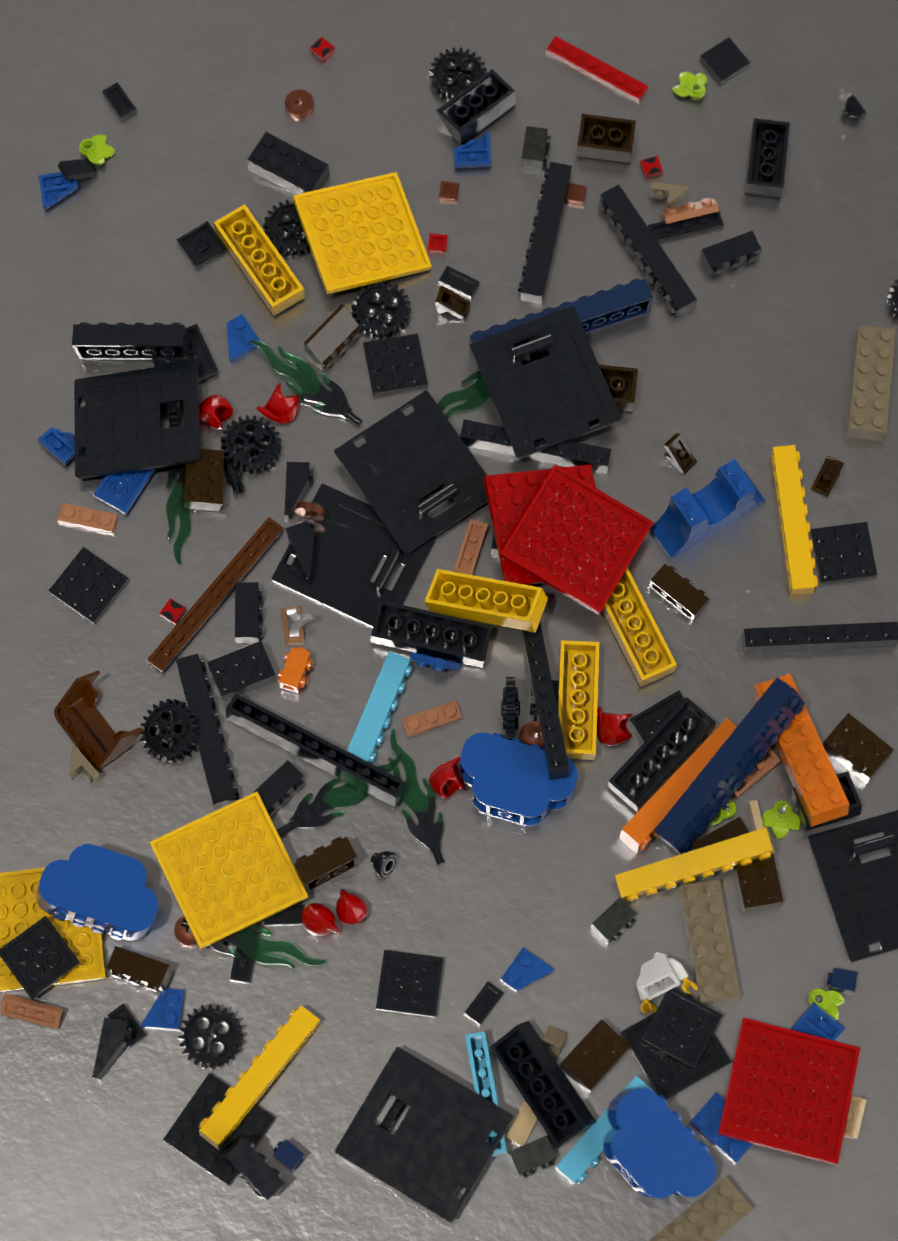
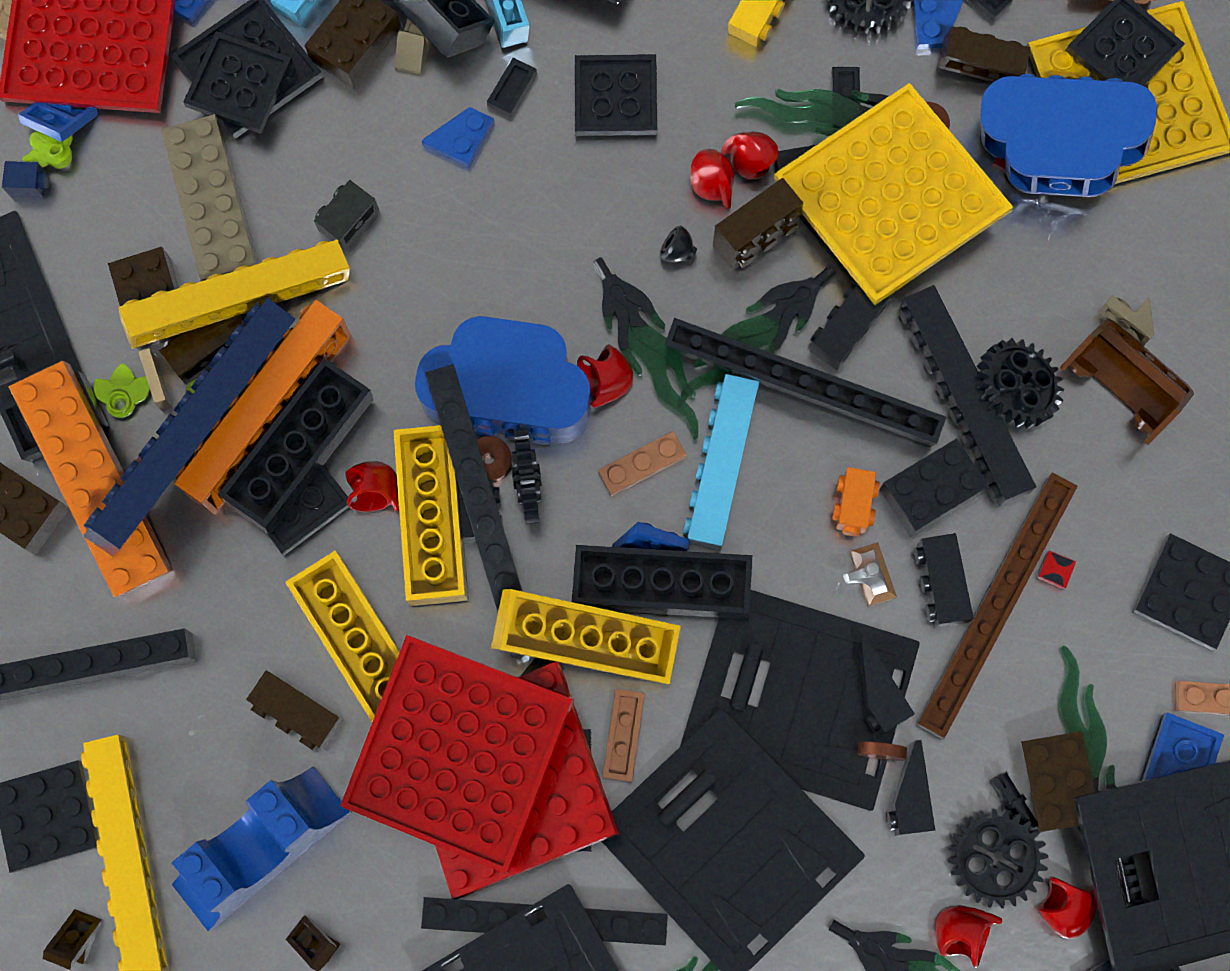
camera: 175 degrees right, 5 degrees up
(659, 977) = (271, 141): white torso -> none

